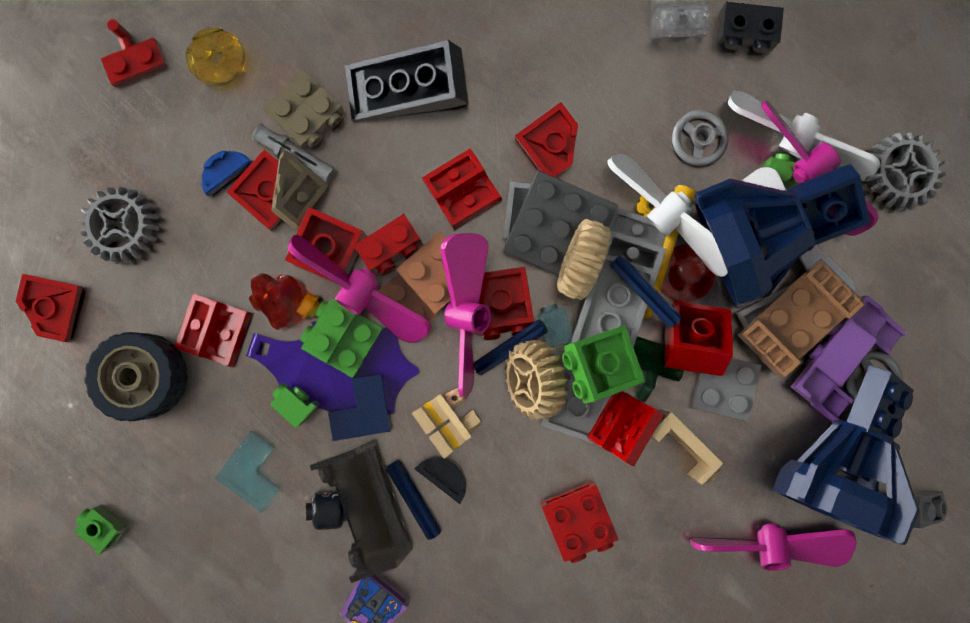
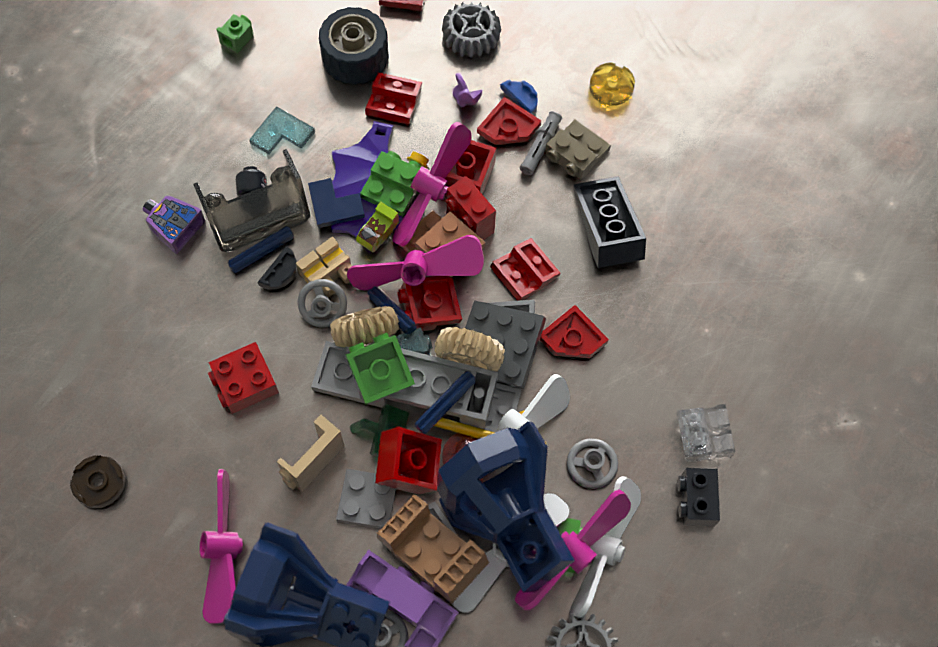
camera: 80 degrees right, 20 degrees down
(133, 60) = (601, 31): red plate -> none
(220, 239) = (462, 93): none -> medium lavender piece
(275, 297) = (422, 136): clear red plate -> none
(293, 404) = (335, 152): bright green brick -> none
(295, 189) = (510, 142): dark tan wing -> none
(401, 359) = (378, 227): none -> lime leg
(502, 429) = (315, 309): none -> light grey piece
(625, 427) = (326, 400): red slope -> none

